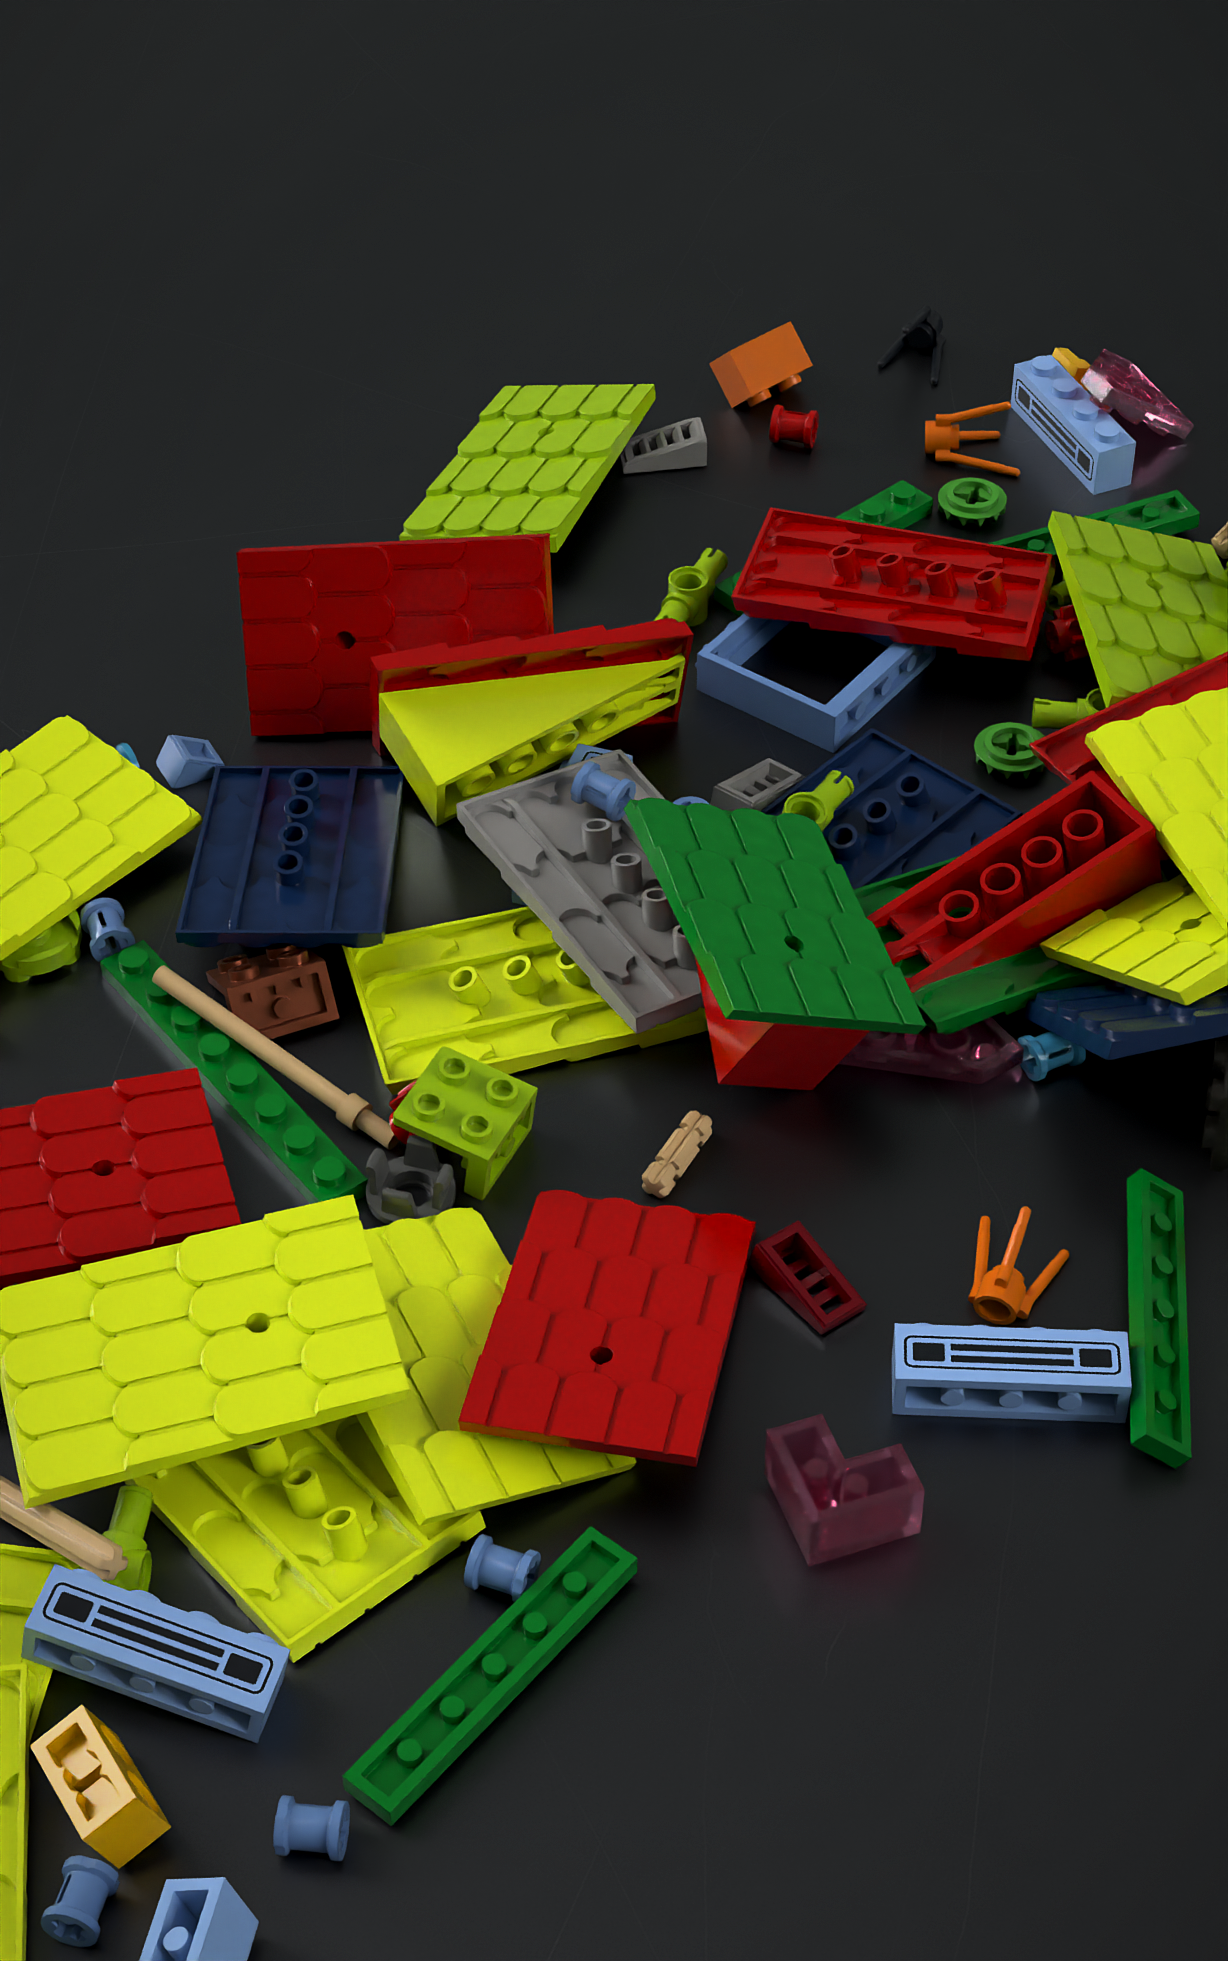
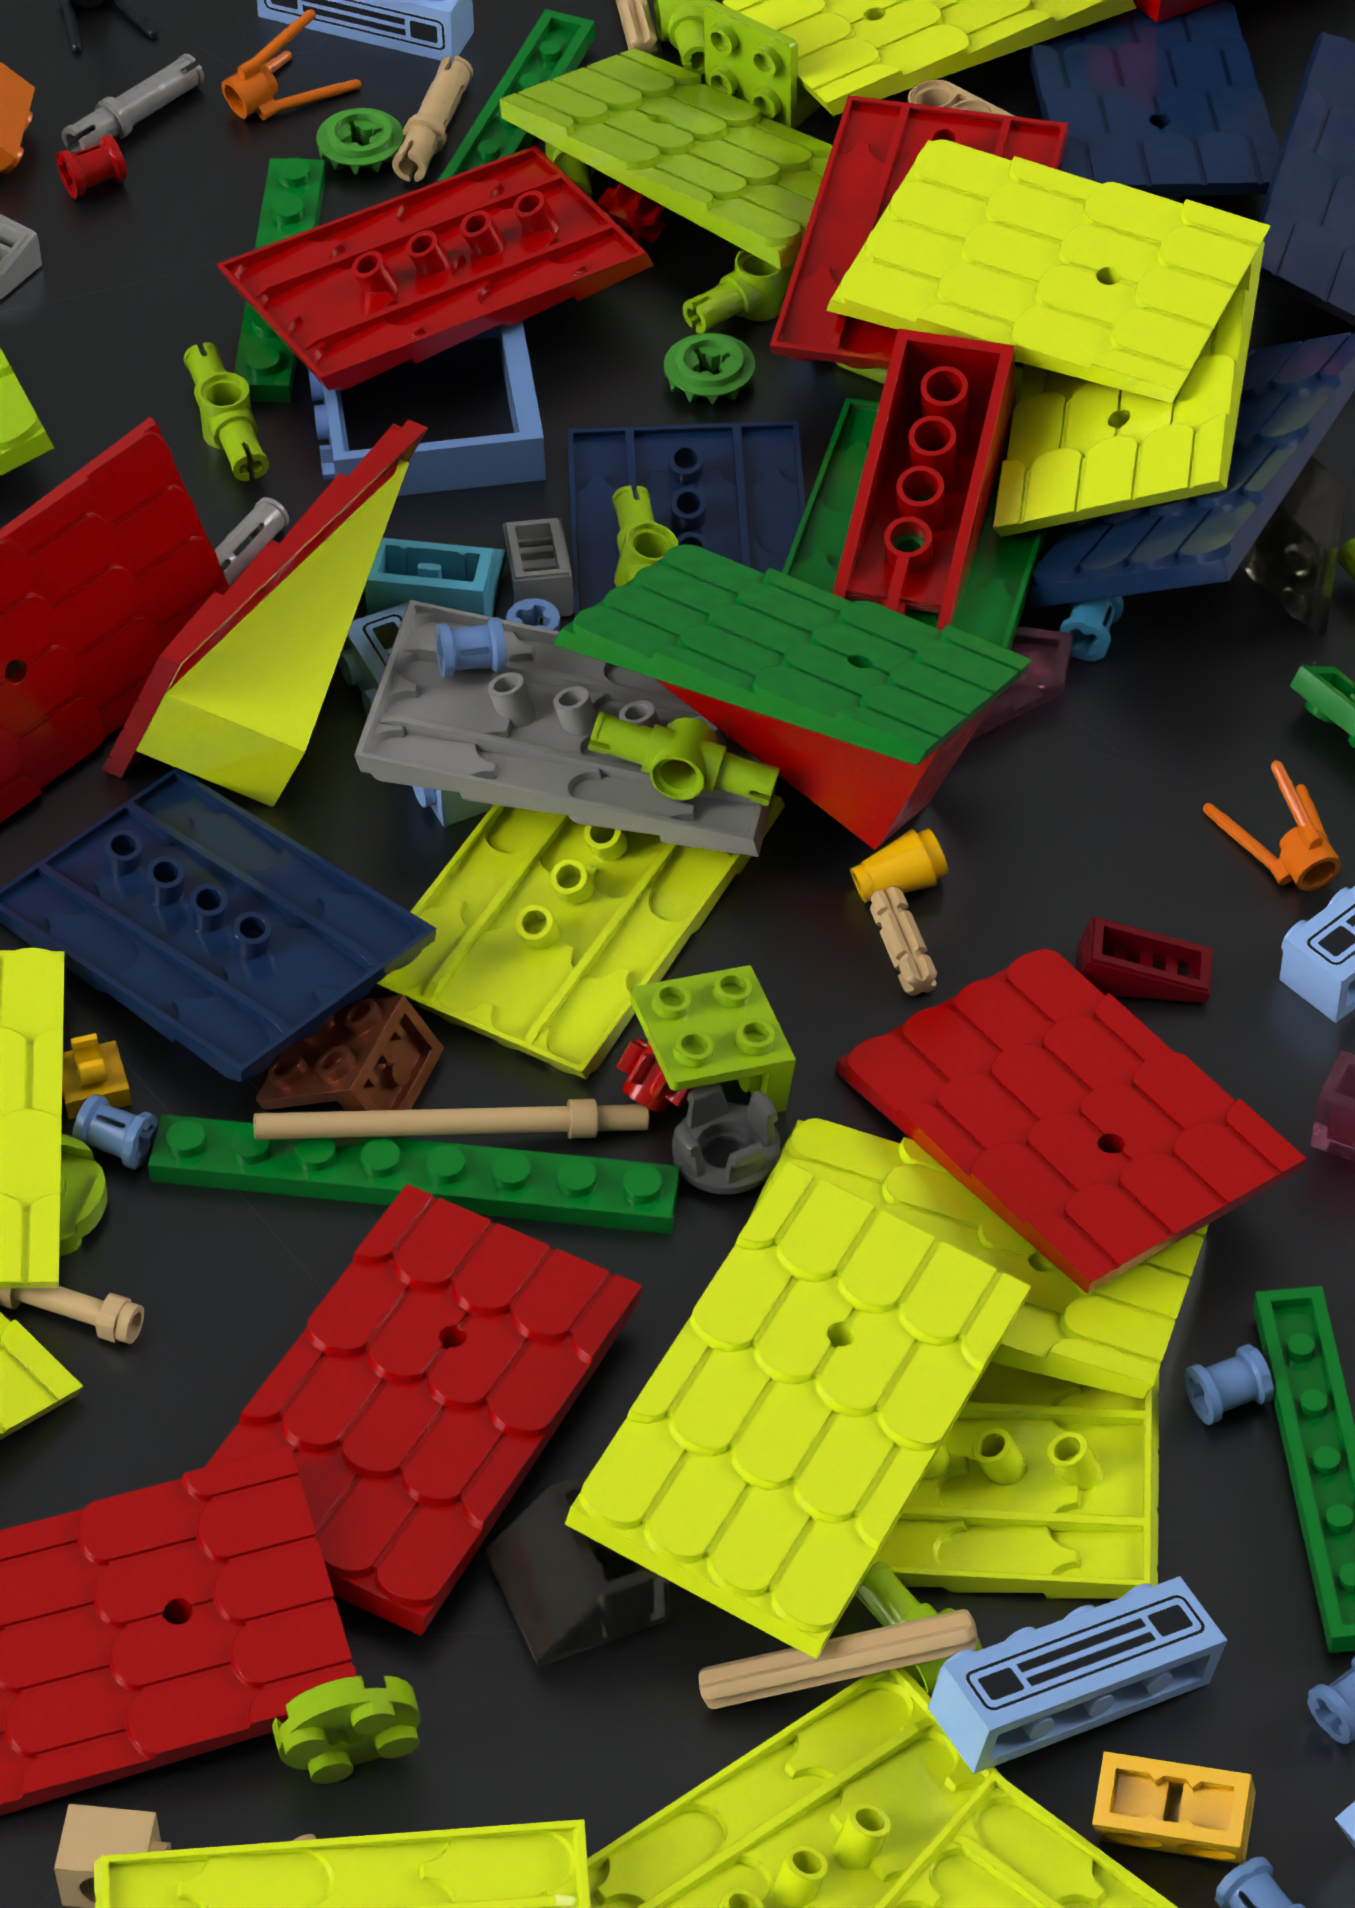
camera: 45 degrees left, 5 degrees up
(144, 895) = (93, 1070): none -> yellow tile
(644, 938) = (683, 758): none -> lime pin
(672, 753) = (436, 575): none -> medium azure slope
(732, 1109) = (907, 863): none -> yellow cone
(865, 408) = (119, 114): none -> light grey pin
(1016, 517) = (427, 128): none -> tan pin

